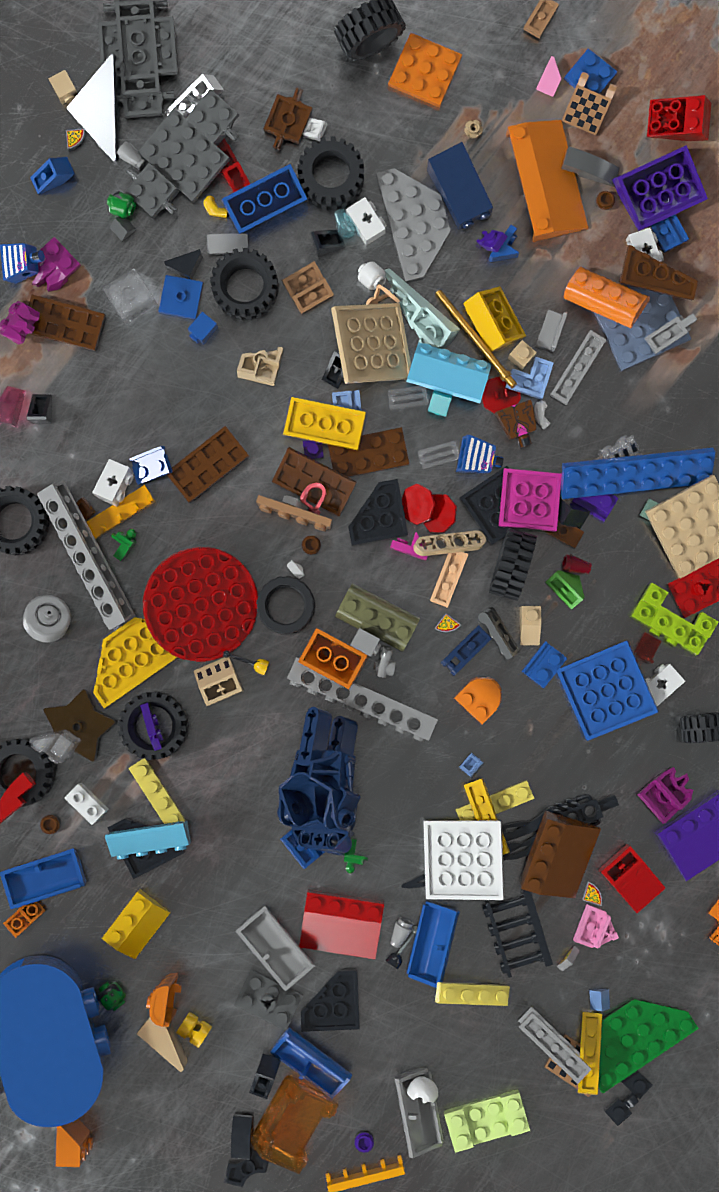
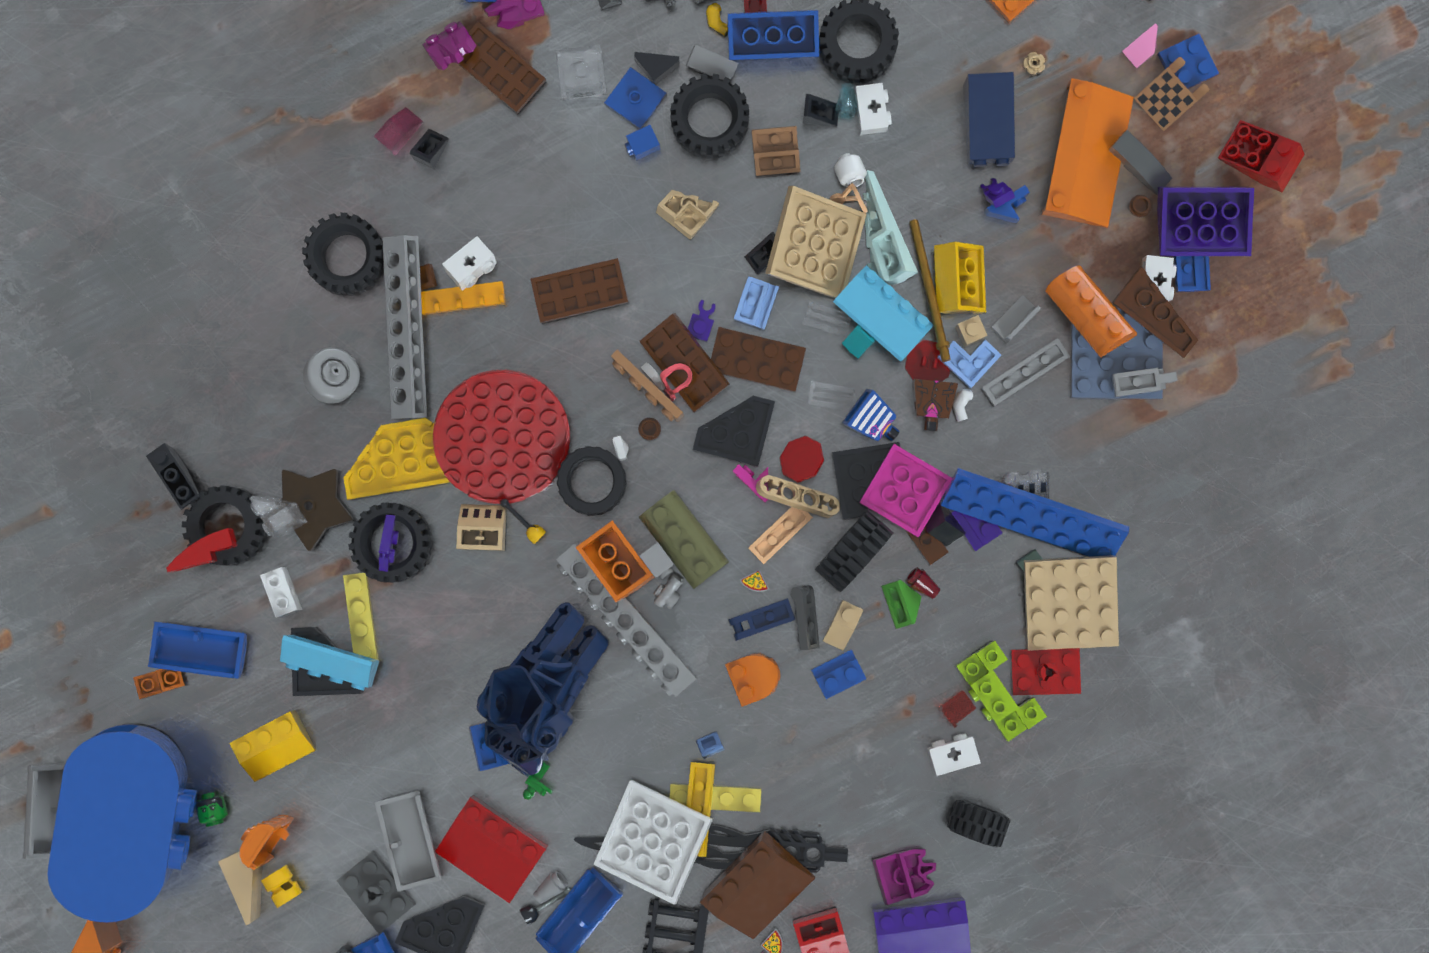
camera: 25 degrees right, 0 degrees up
(50, 824) = (232, 596): reddish brown plate -> none
(126, 541) = (453, 335): green piece -> none
(150, 465) = (518, 263): plate -> none
(324, 423) = (724, 305): yellow plate -> none
(415, 221) = (925, 133): light grey plate -> none
(418, 504) = (784, 438): red piece -> none
(607, 690) = (892, 733): blue plate -> none

